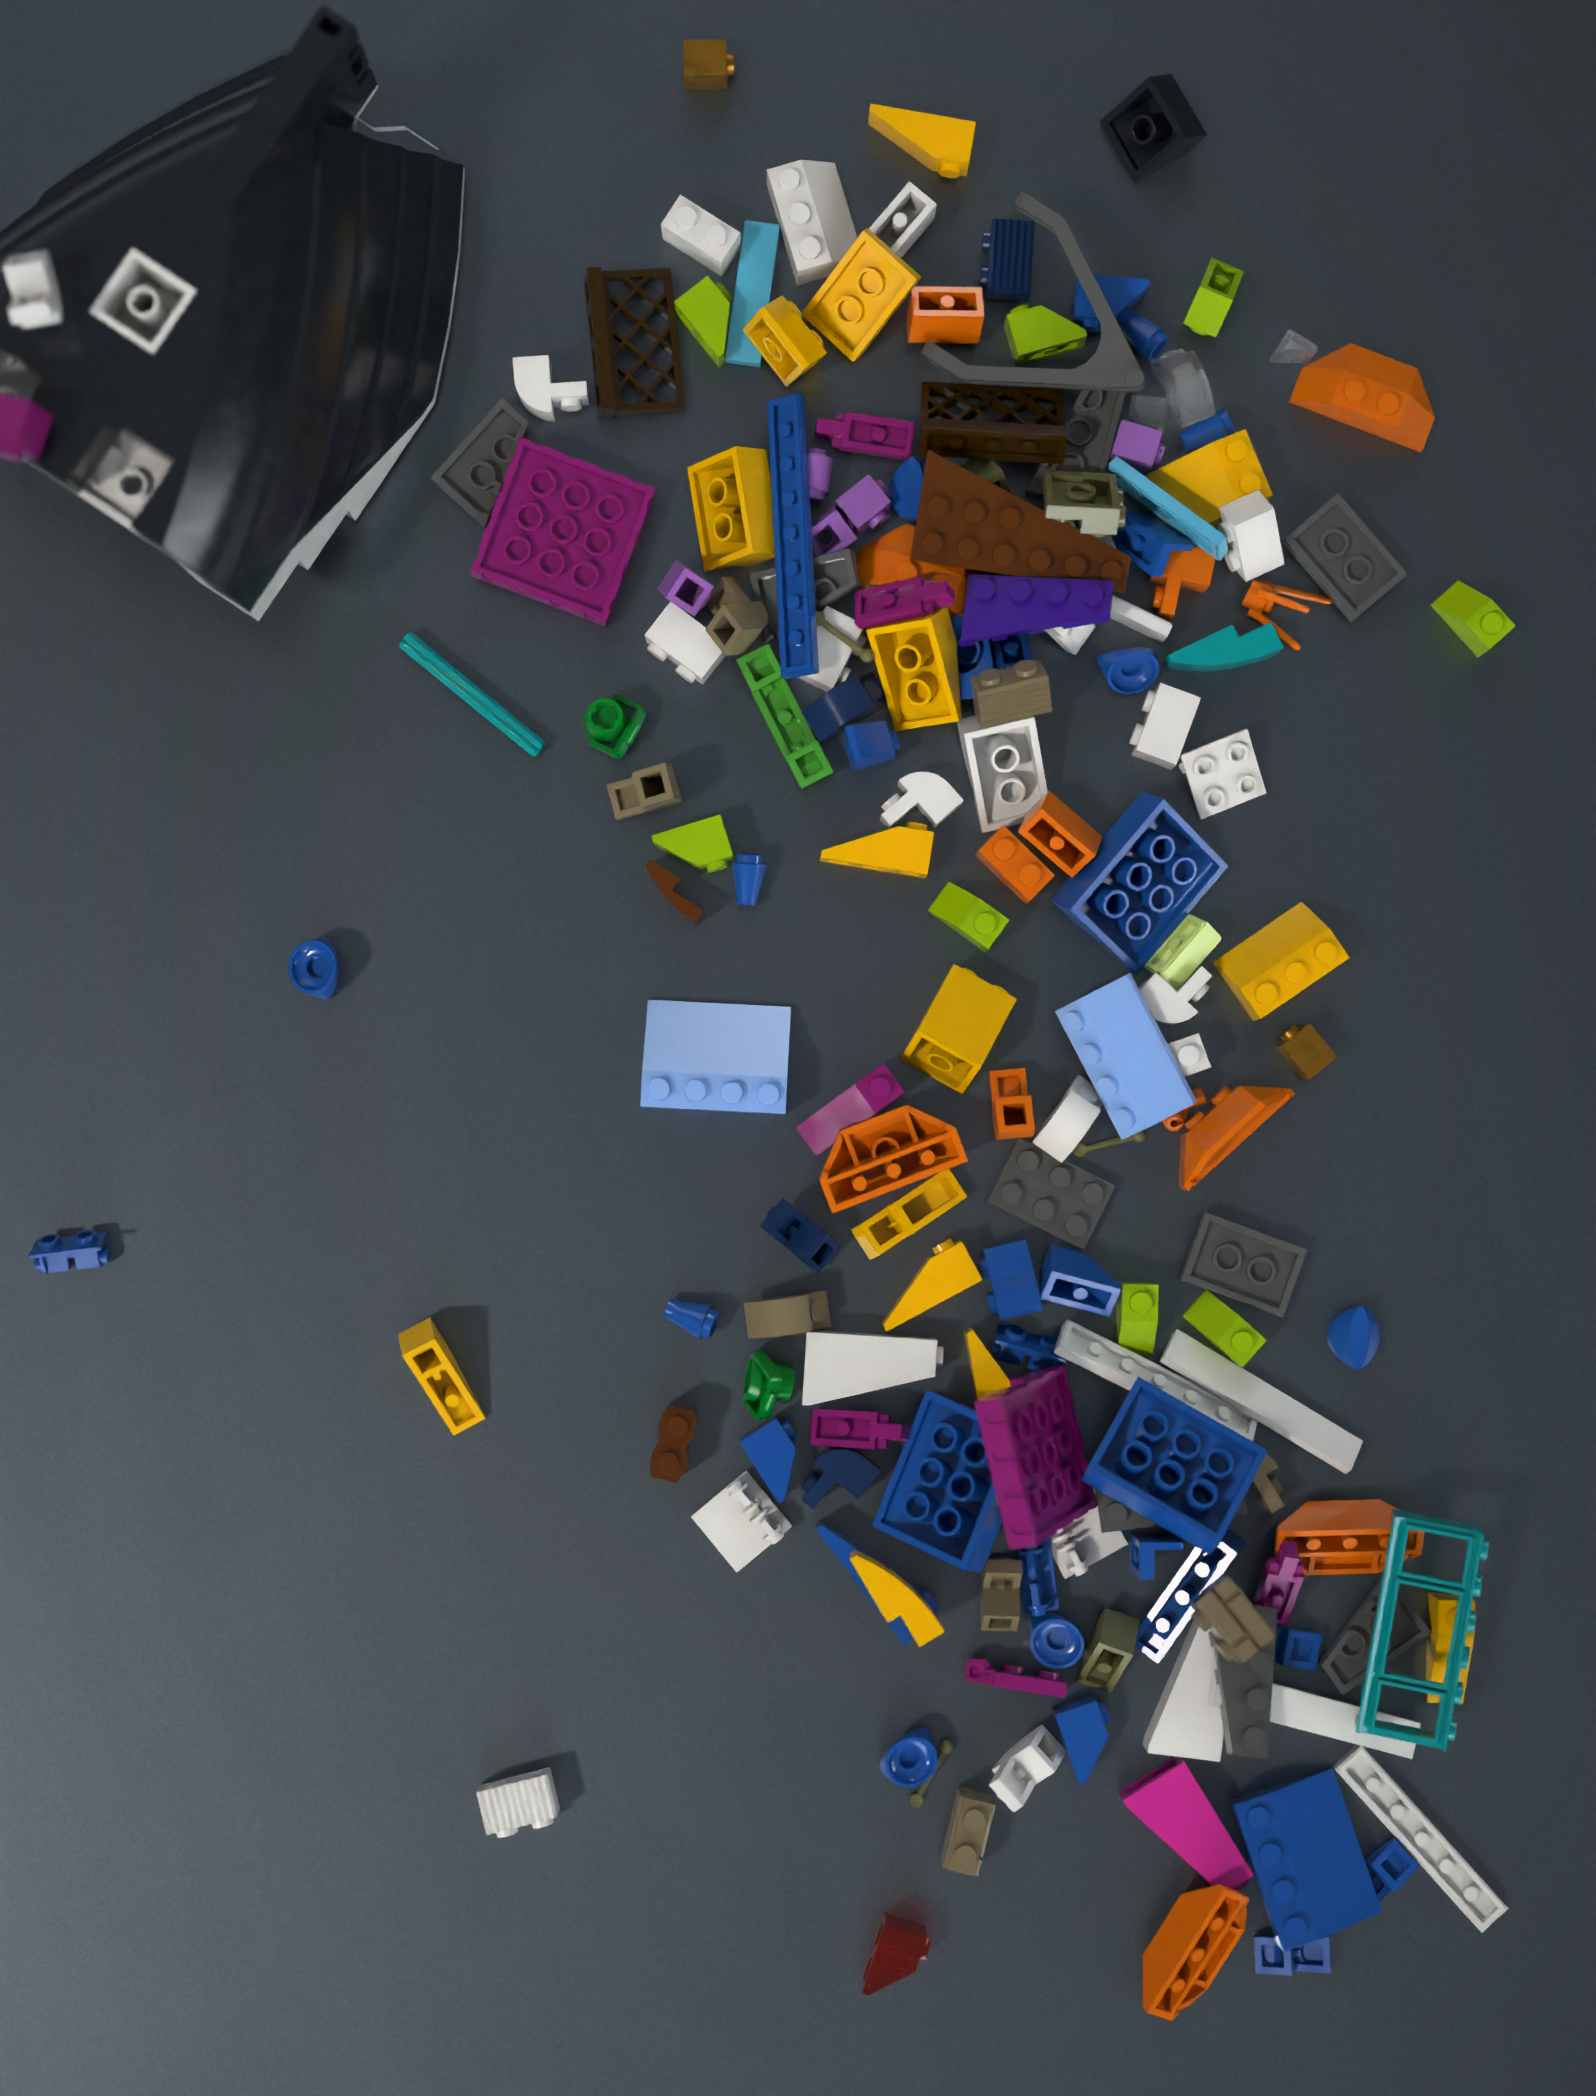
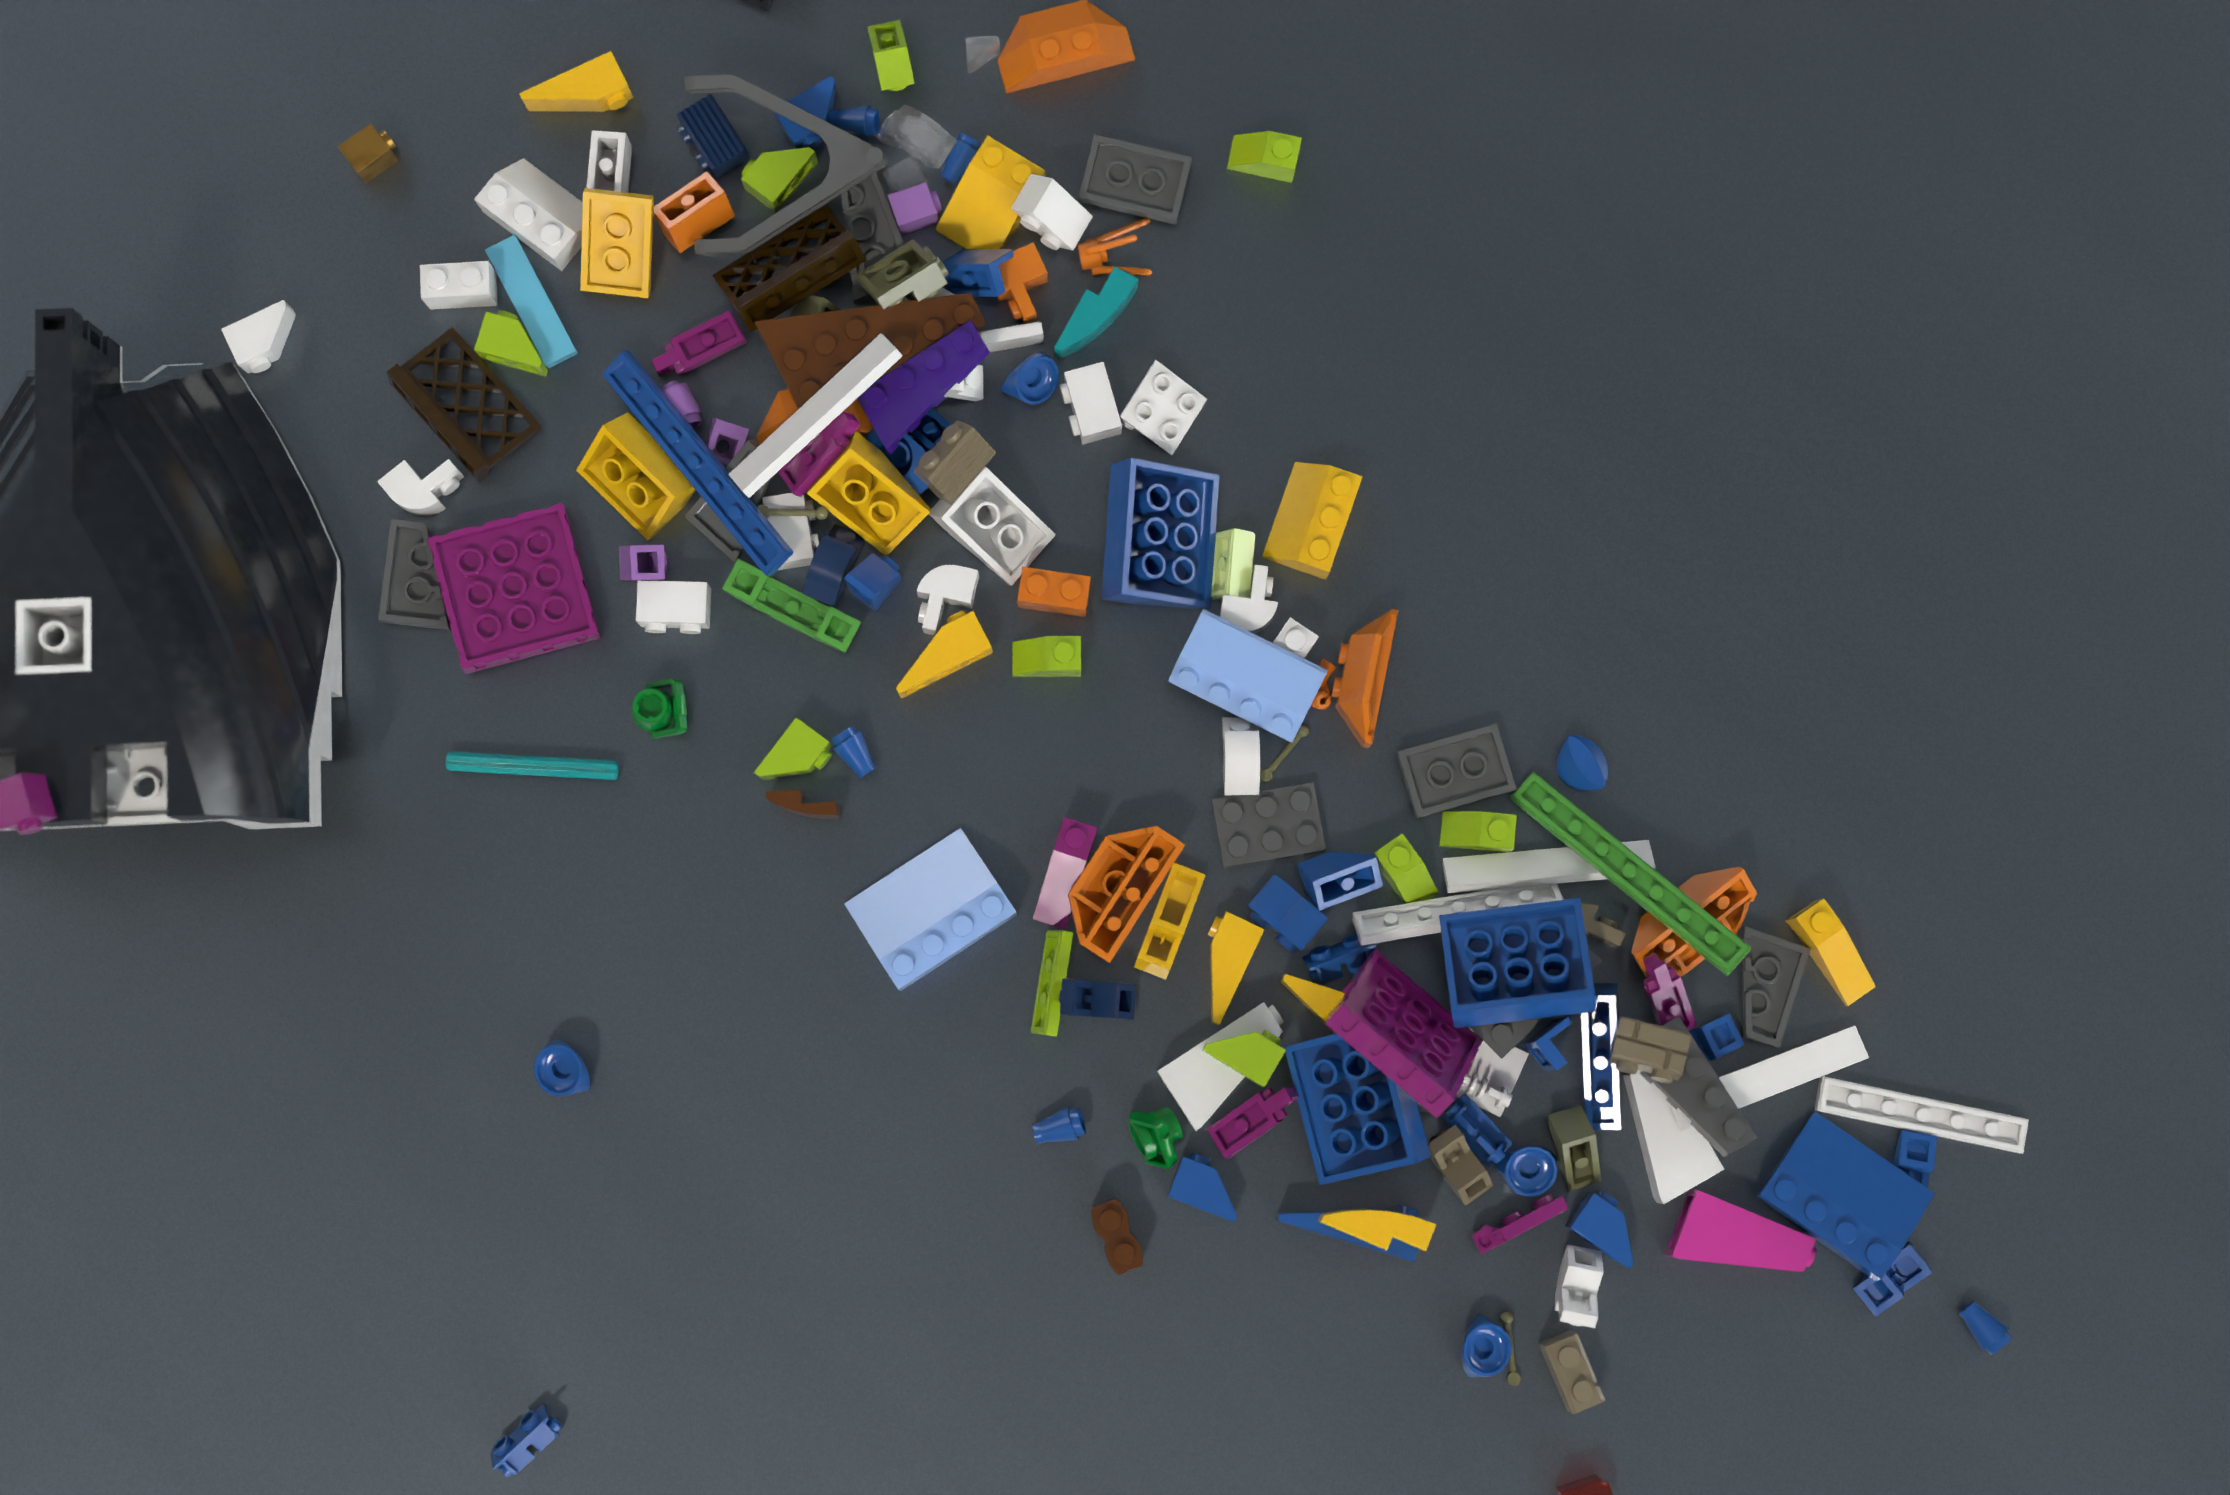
camera: 35 degrees left, 5 degrees down
(440, 1376) = (894, 1320): yellow slope -> none
(502, 160) = (260, 337): none -> white slope
(645, 791) = (725, 741): dark tan brick -> none
(736, 618) = (699, 557): dark tan brick -> none
(741, 1521) = (1216, 1259): white hinge -> none
(771, 1192) = (1052, 971): none -> lime tile
(785, 339) = (582, 318): yellow slope -> none
(787, 1315) = (1132, 1069): dark tan brick -> none
(840, 1465) = (1264, 1155): dark blue brick -> none
(864, 505) = (736, 399): medium lavender brick -> none
(892, 1375) = (1249, 1054): none -> lime slope
(906, 488) = (759, 365): blue piece -> none
(921, 568) = (815, 415): none -> white tile
(958, 1028) = (1103, 749): yellow slope -> none
(1011, 1104) = (1186, 777): orange brick -> none
(1060, 834) = (1072, 542): orange brick -> none
(1169, 509) = (974, 236): medium azure tile -> none
(1191, 1948) = (1811, 1332): orange wedge -> none
(1305, 1050) = (1381, 572): pearl gold brick -> none
(1326, 1461) = (1631, 874): none -> bright green tile
(1340, 2051) = (1985, 1328): none -> blue cone
(1458, 1655) = (1841, 947): teal window -> none

